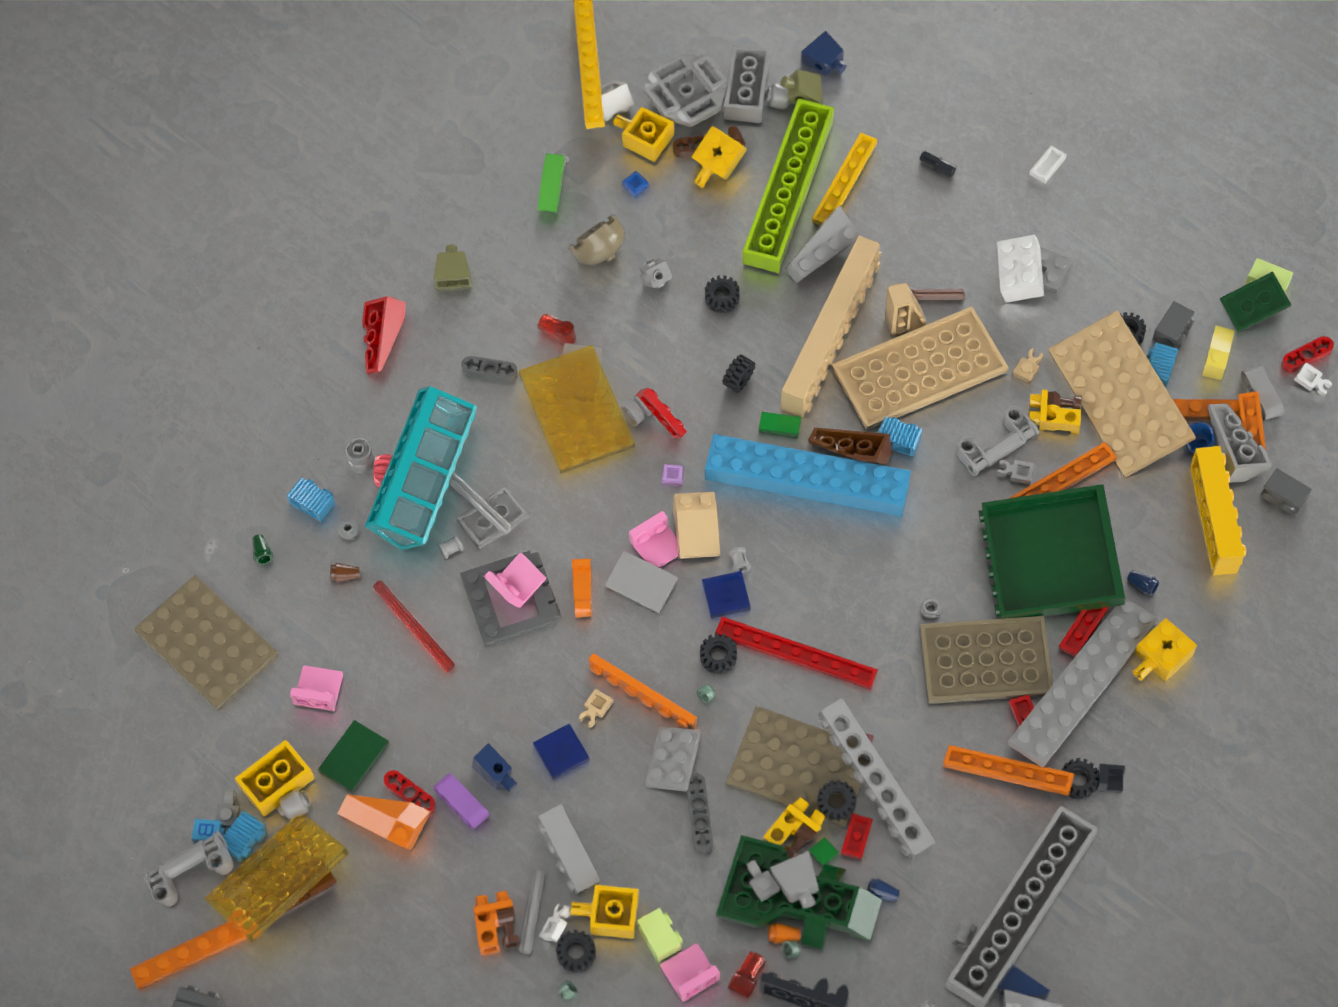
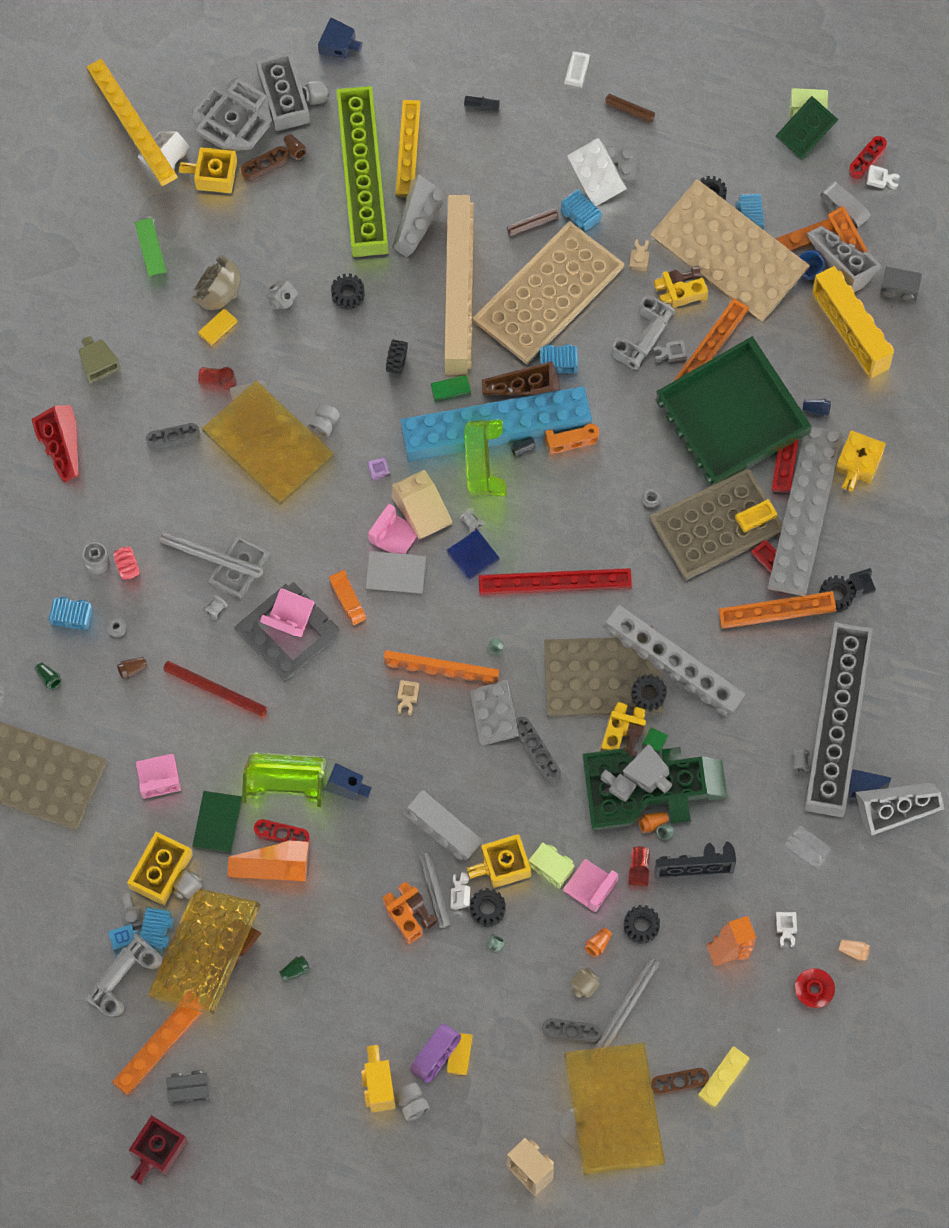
camera: 25 degrees left, 5 degrees up
(359, 931) = (295, 968): none -> dark green cone
(421, 468) = (159, 548): window -> none
(436, 734) = (284, 774): none -> clear neon green windscreen
(461, 801) = (330, 822): medium lavender beam -> none
(561, 751) = (395, 745): clear blue tile -> none
(581, 282) = (217, 327): none -> yellow tile
(635, 183) = (223, 219): blue tile -> none
(661, 412) = (347, 417): red plate -> none
(715, 164) = (294, 175): yellow brick -> none
(718, 665) = (493, 597): black tyre -> none
(763, 522) = (477, 457): none -> clear neon green windscreen
(803, 86) = (335, 76): olive torso -> none
(824, 508) = (522, 447): none -> black pin
(856, 836) = (677, 716): red plate -> none
(877, 519) = (571, 439): none -> orange leg
(883, 890) = (718, 751): dark blue cone -> none
(902, 310) = (513, 248): tan wedge -> none
(988, 300) = (580, 210): none -> dark azure brick
(1029, 666) = (756, 515): none -> yellow tile
(1083, 219) = (630, 107): none -> reddish brown axle
(1173, 325) = (746, 174): dark grey brick -> none
(1218, 353) = (794, 184): light yellow slope -> none

